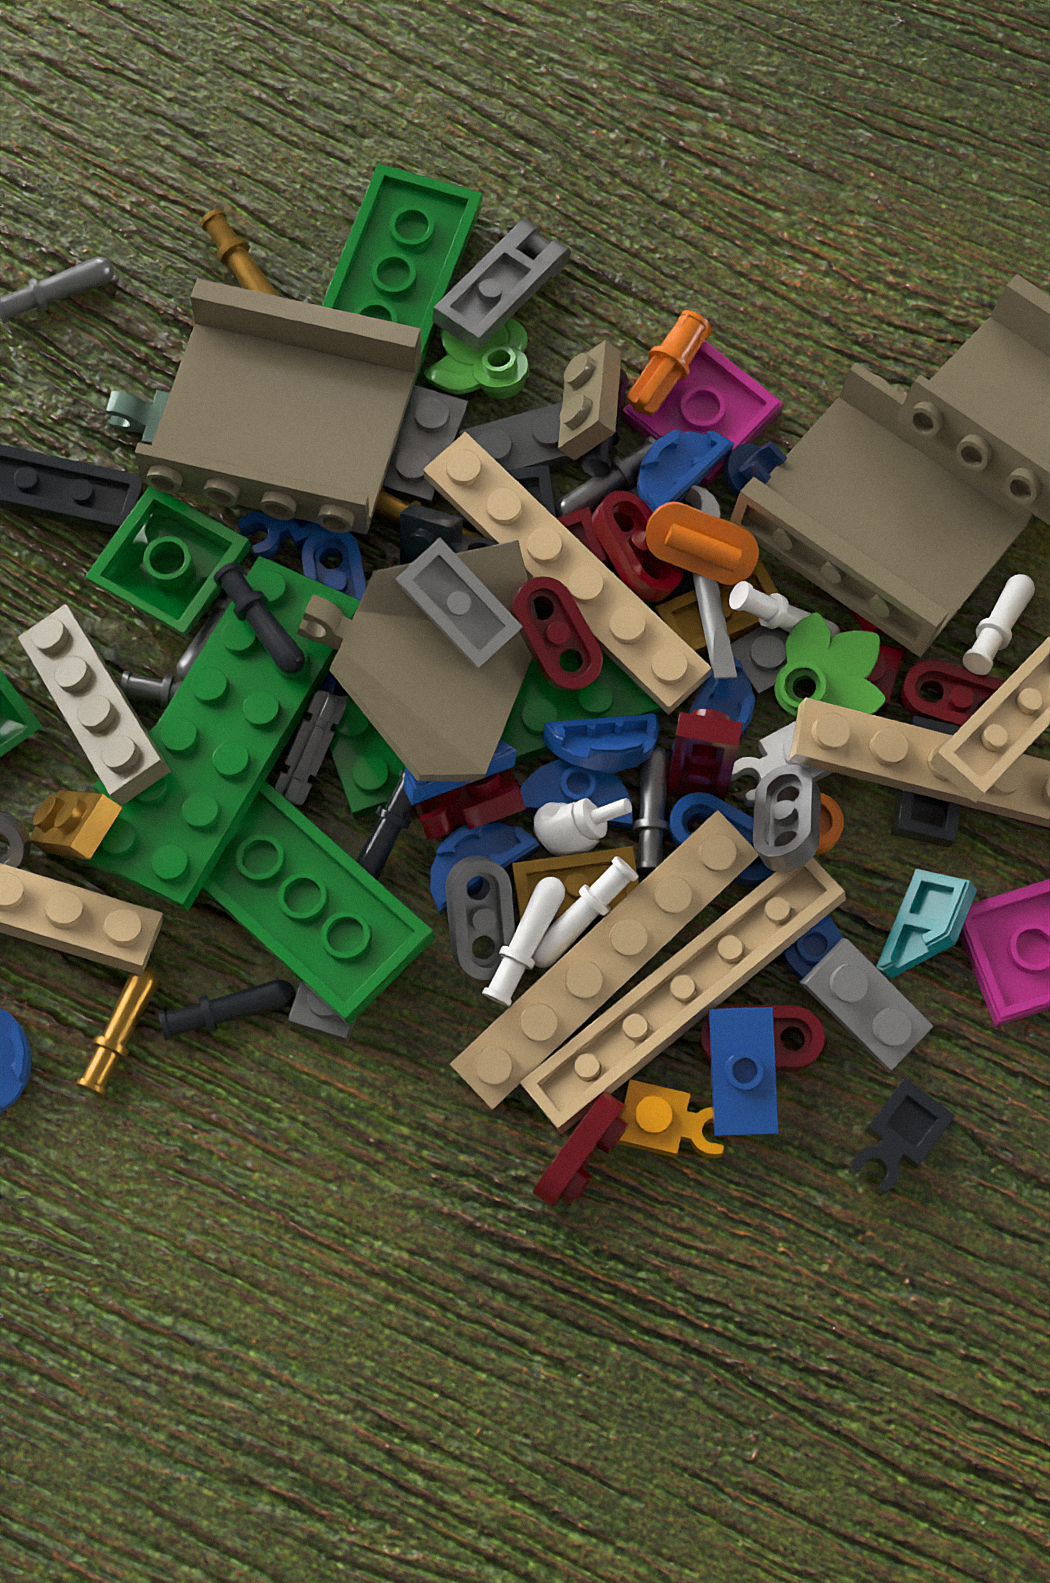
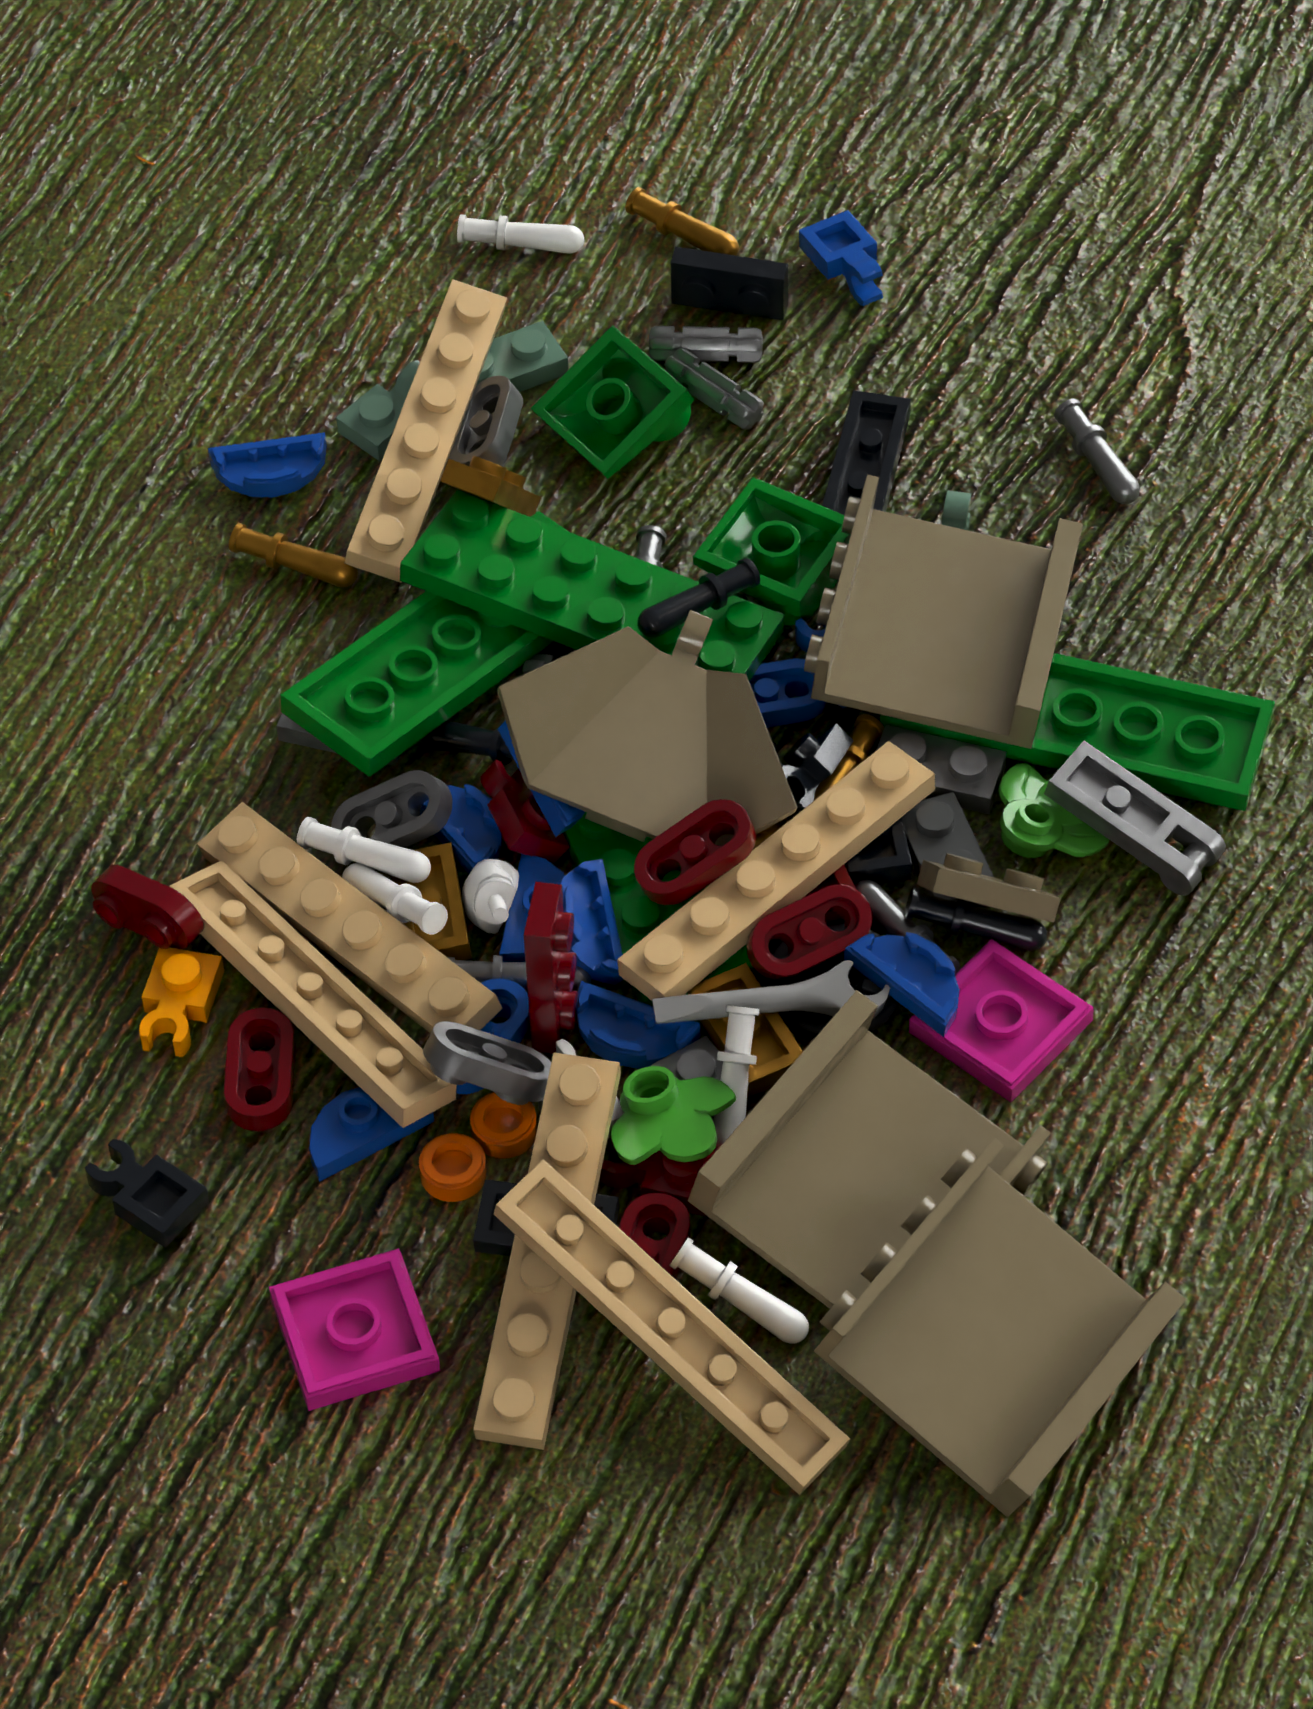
camera: 90 degrees right, 20 degrees down
(94, 705) = (616, 494): plate -> none
(234, 252) = (1157, 595): pearl gold piece -> none
(241, 1004) = (307, 621): black piece -> none
(458, 603) = (713, 746): light grey plate -> none
(669, 363) = (1042, 965): orange axle -> none
(702, 543) = (809, 980): orange piece -> none
(743, 1071) = (217, 1035): blue plate -> none
(751, 461) = (926, 1049): dark blue plate -> none
(860, 866) = (452, 1167): none -> orange tile
(866, 1004) = (290, 1157): light grey plate -> none
(926, 921) = (386, 1219): teal tile -> none

